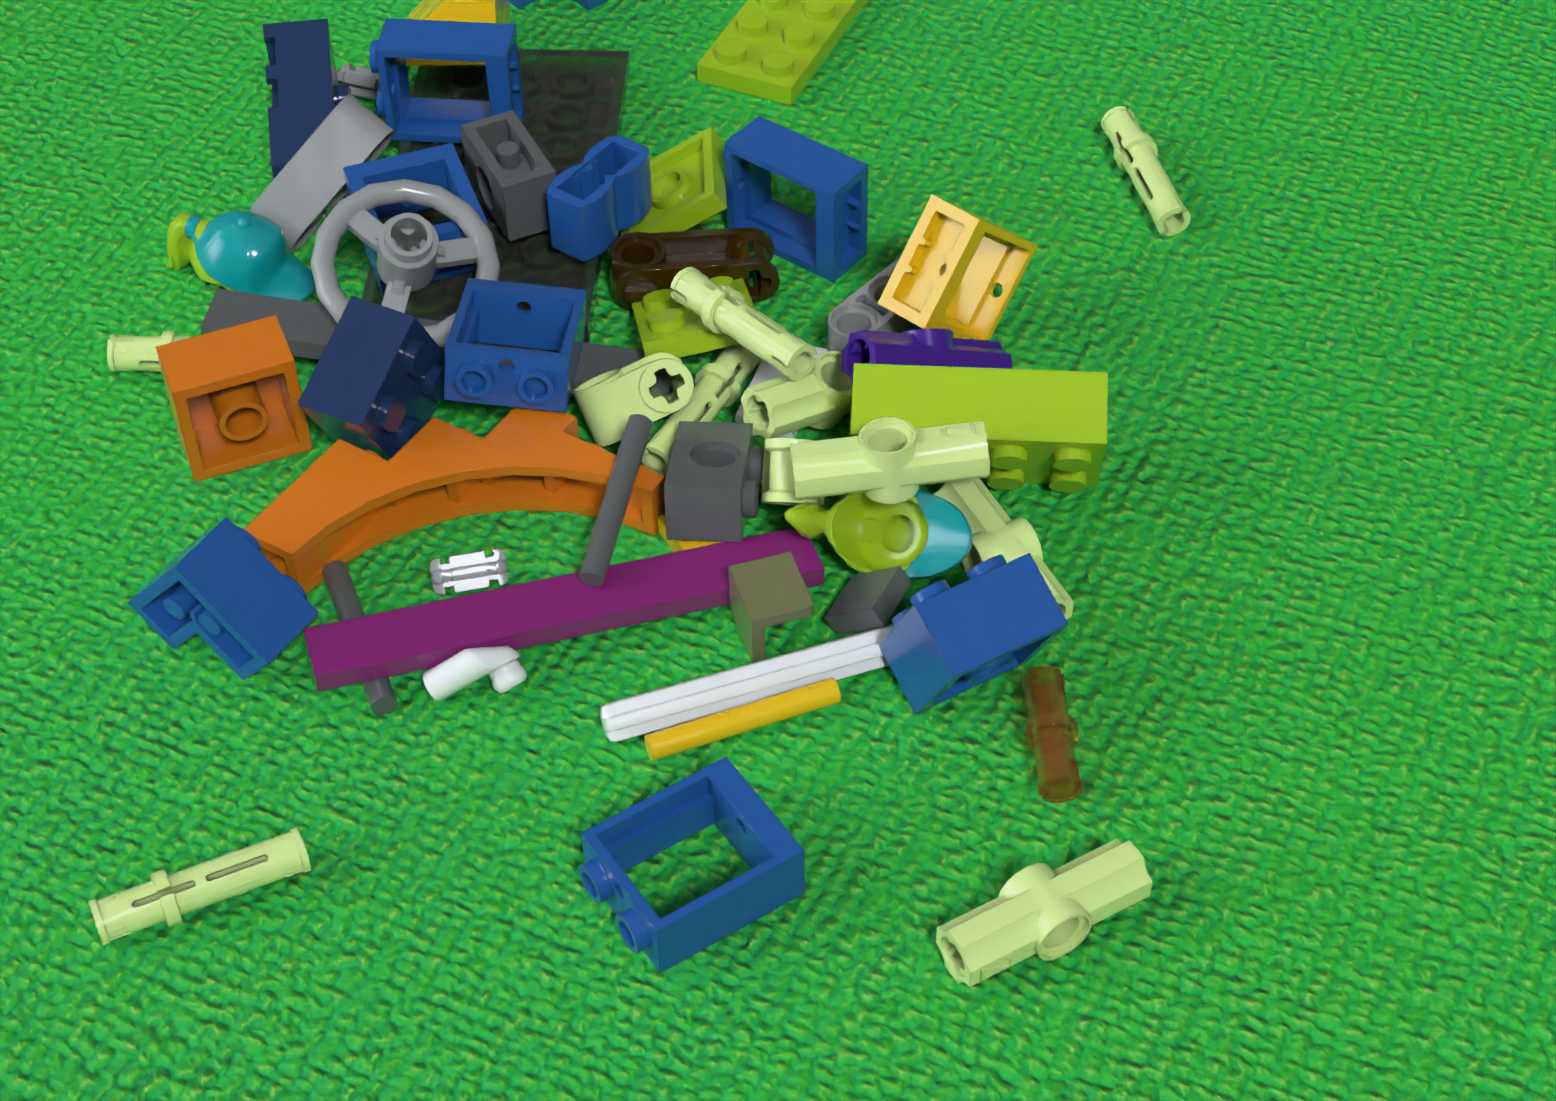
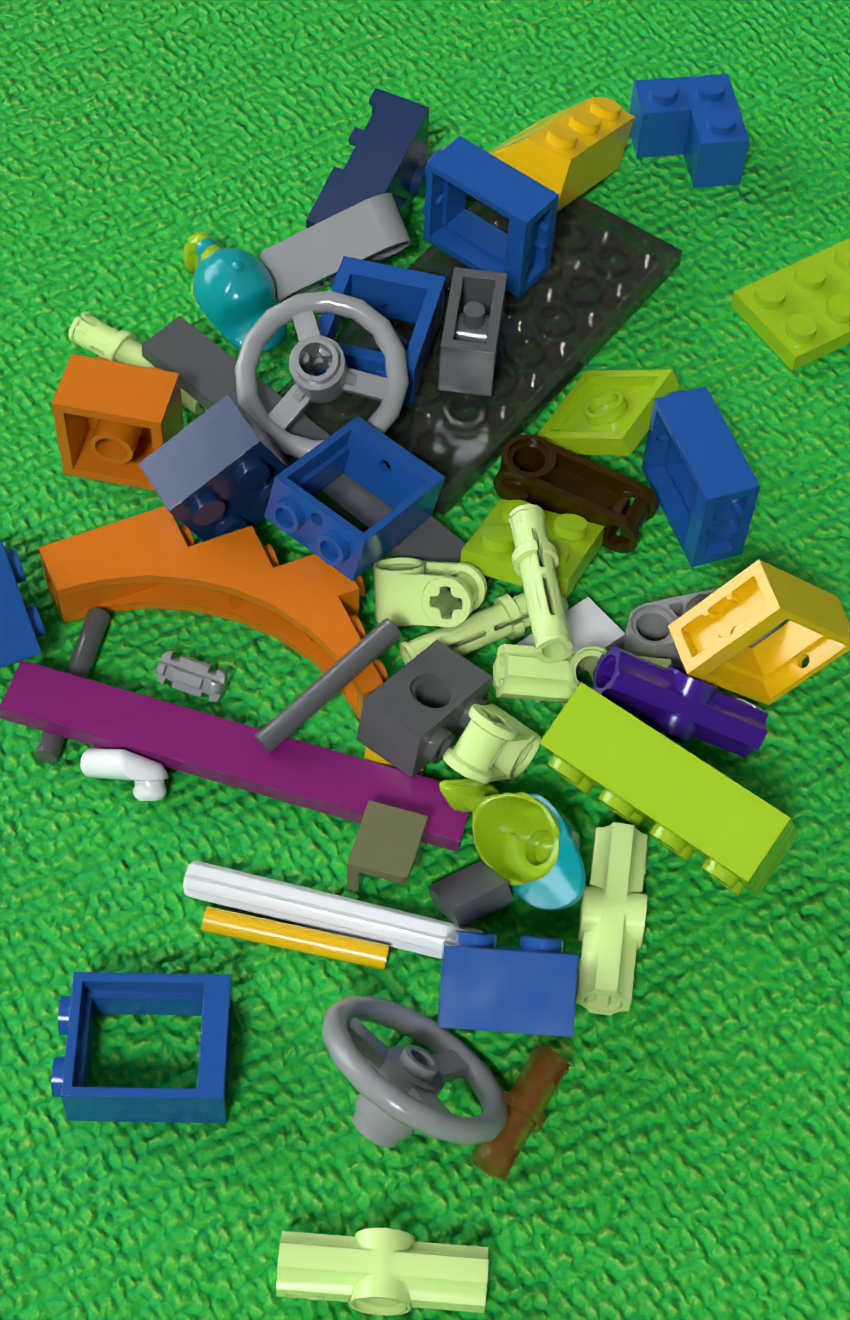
camera: 30 degrees right, 10 degrees up
(600, 197) = (527, 391): blue brick -> none
(889, 460) = (524, 781): yellowish green piece -> none
(948, 752) = (403, 1083): none -> light grey piece

